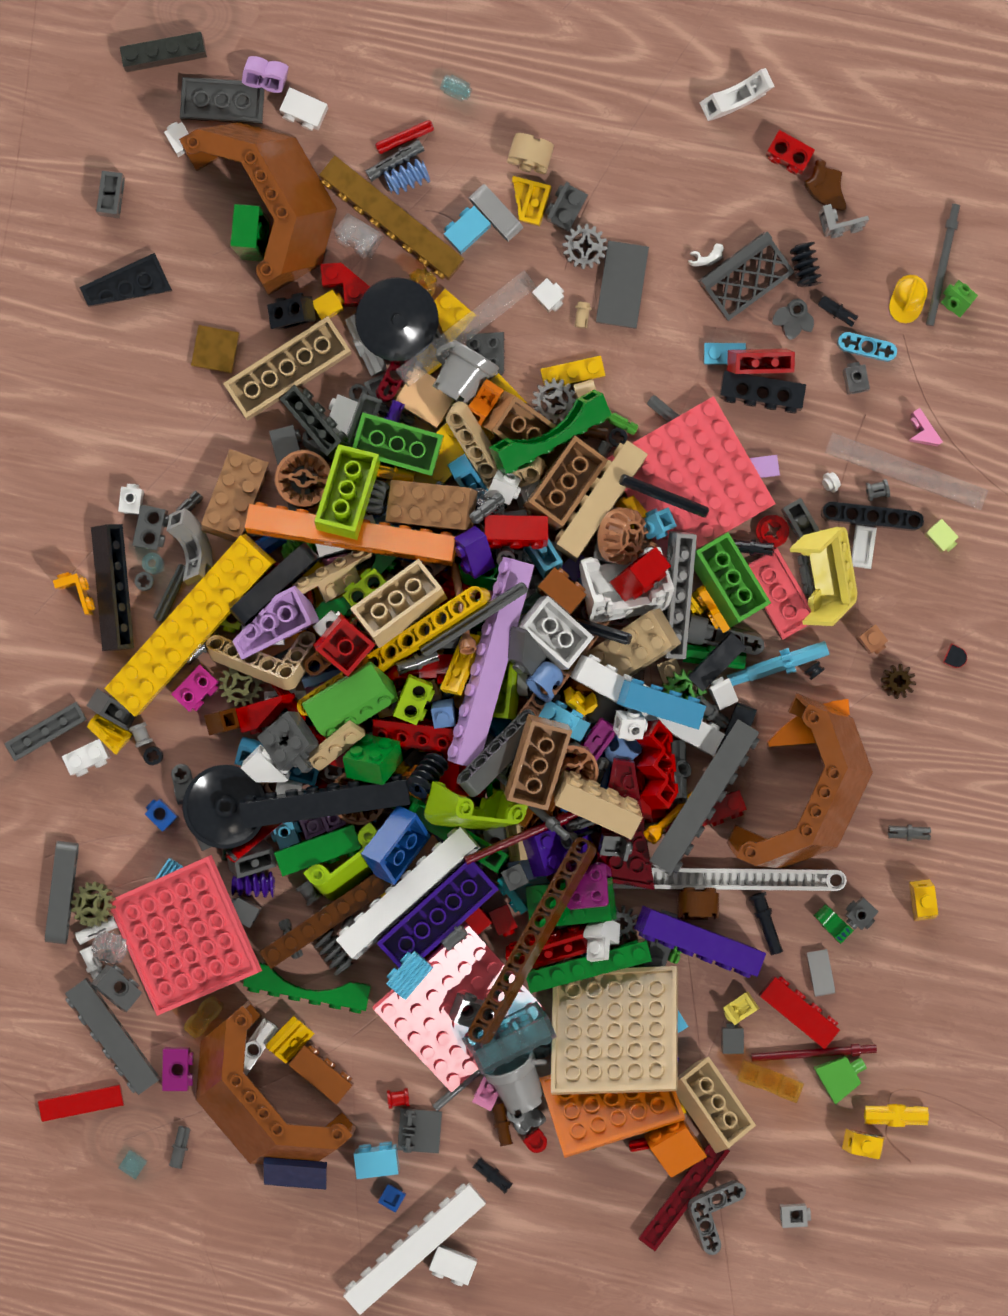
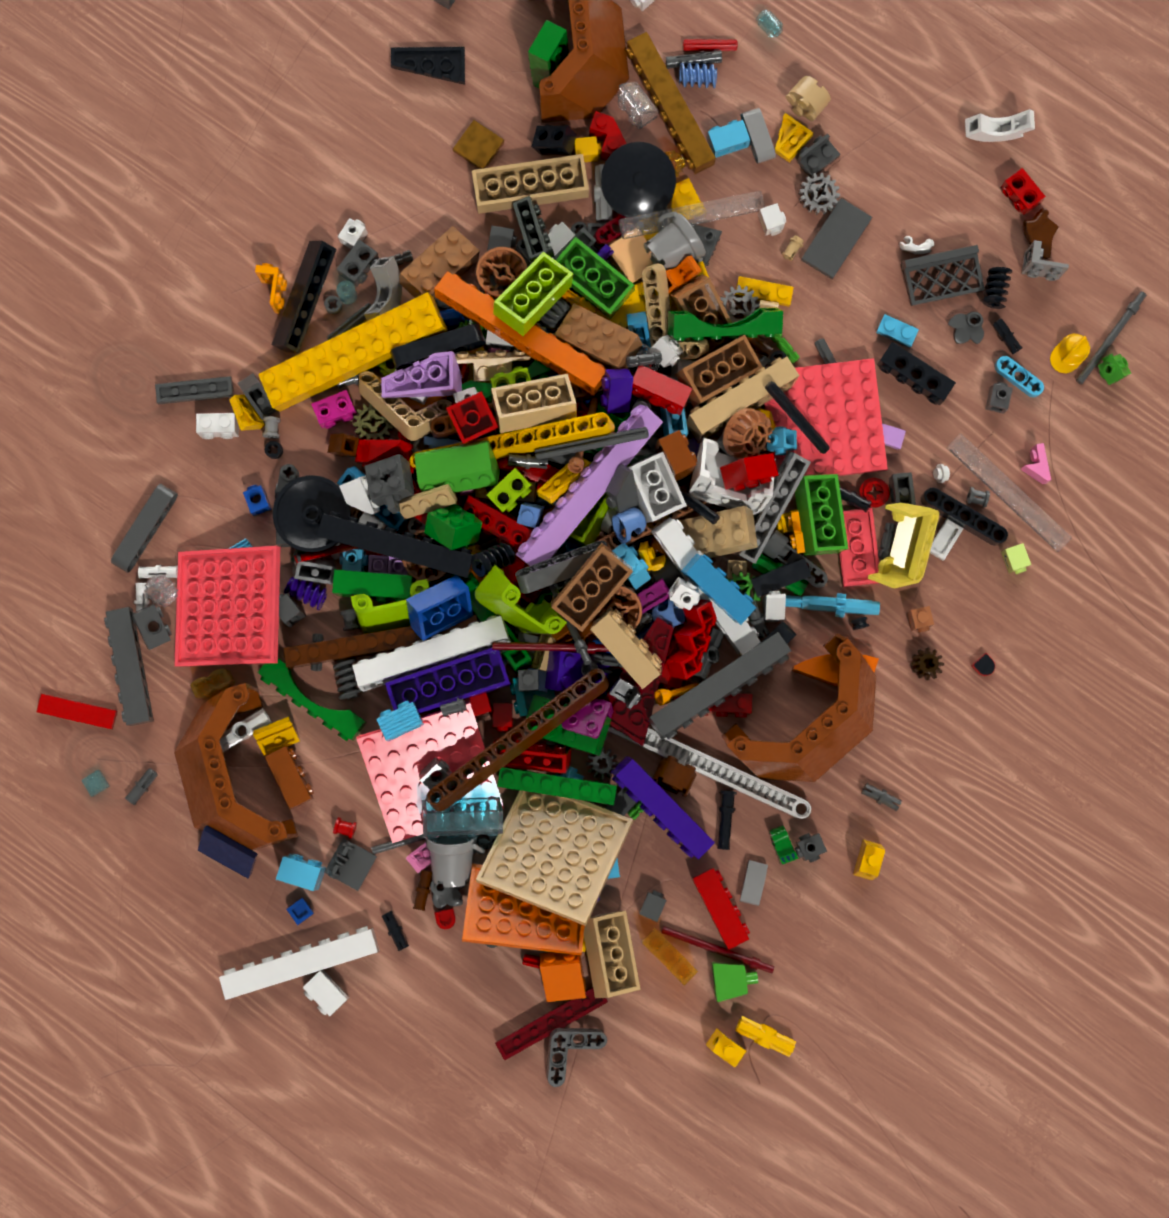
camera: 25 degrees right, 5 degrees down
(89, 904) = (165, 549): olive gear -> none
(171, 1080) = (161, 726): magenta brick -> none
(600, 937) = (578, 764): white brick -> none
(740, 1008) = (671, 882): light yellow bracket -> none
(761, 361) = (926, 346): red brick -> none
(788, 1221) = (630, 1084): light grey brick -> none

